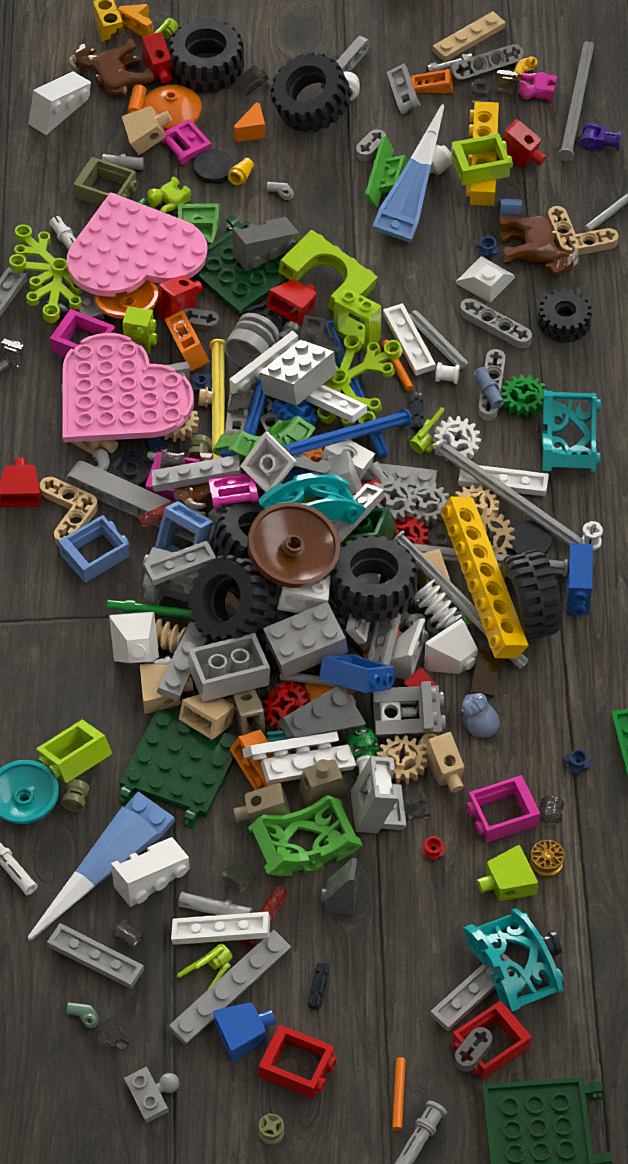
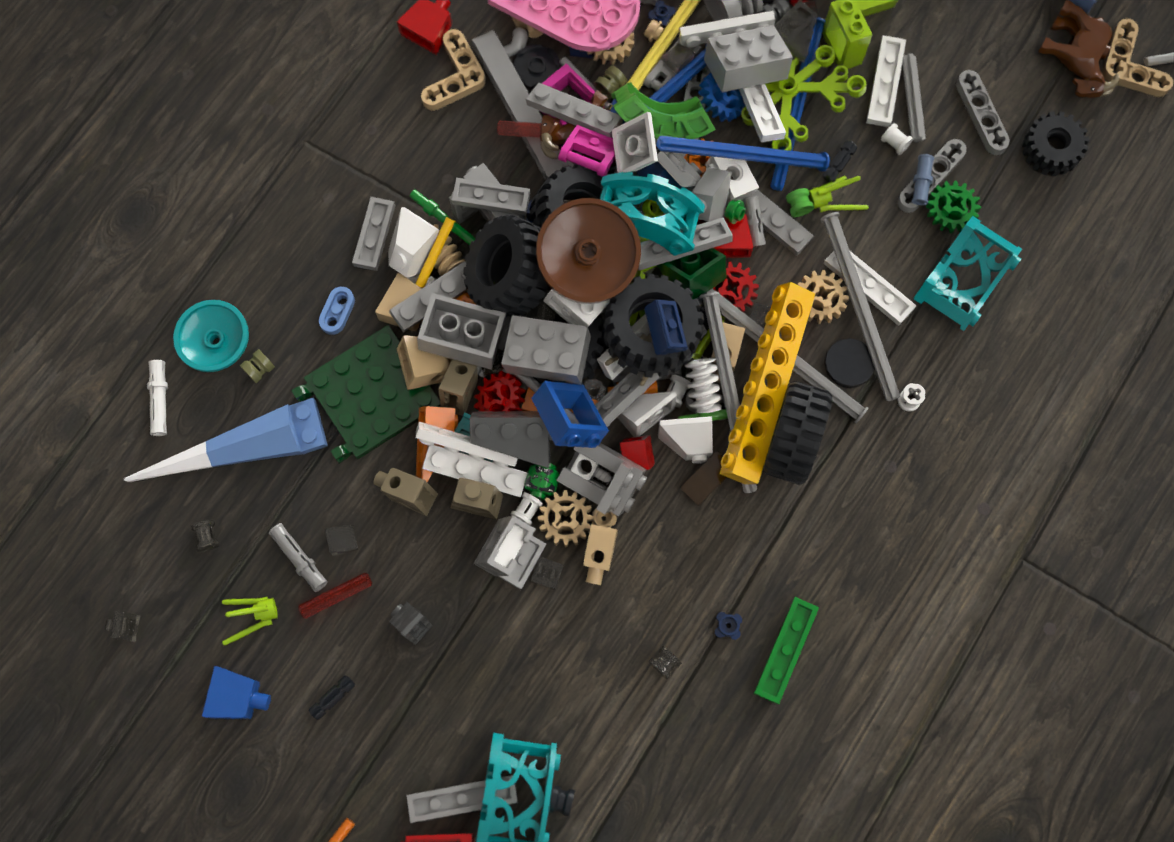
camera: 35 degrees right, 20 degrees up
(85, 1012) = (119, 588): sand green arm -> none
(92, 752) = (281, 337): lime window -> none
(94, 653) = (373, 233): none -> light grey plate
(95, 956) = (164, 537): light grey plate -> none
(100, 526) = (441, 109): medium blue window -> none
(110, 723) = (336, 311): none -> medium blue plate
(148, 1093) = (114, 702): light grey plate -> none
(149, 871) = (263, 486): white wedge -> none
(160, 631) = (435, 252): none -> yellow bar
(171, 459) = (570, 81): clear smoke bush -> none
(188, 518) = (529, 148): medium blue window -> none
(220, 928) = (283, 585): white plate -> none
(229, 987) = (255, 645): light grey plate -> none
(272, 1123) = (182, 813): olive wheel -> none
(291, 1081) = (242, 740): red window -> none
(309, 819) = (386, 557): bright green fence -> none
(368, 477) = (735, 211): none -> green plate
(386, 567) = (665, 327): none -> dark blue slope
(397, 497) = (748, 253): light grey gear -> none
(400, 371) = (855, 108): orange bar -> none
(409, 453) = (800, 202): none -> bright green wheel
(429, 503) = (777, 256): light grey gear -> none
(433, 842) = (524, 625): red plate -> none
(466, 445) = (859, 224): white gear -> none
(479, 716) = (668, 521): sand blue hair -> none
(485, 279) = (1007, 59): white slope -> none
(487, 246) = (1035, 20): dark blue plate -> none
(500, 532) = (816, 329): tan gear -> none
(509, 876) = (576, 704): lime torso -> none
(514, 786) = (647, 637): dark pink window -> none
(552, 853) = (625, 709): pearl gold wheel -> none
(579, 579) = (862, 439): blue window -> none

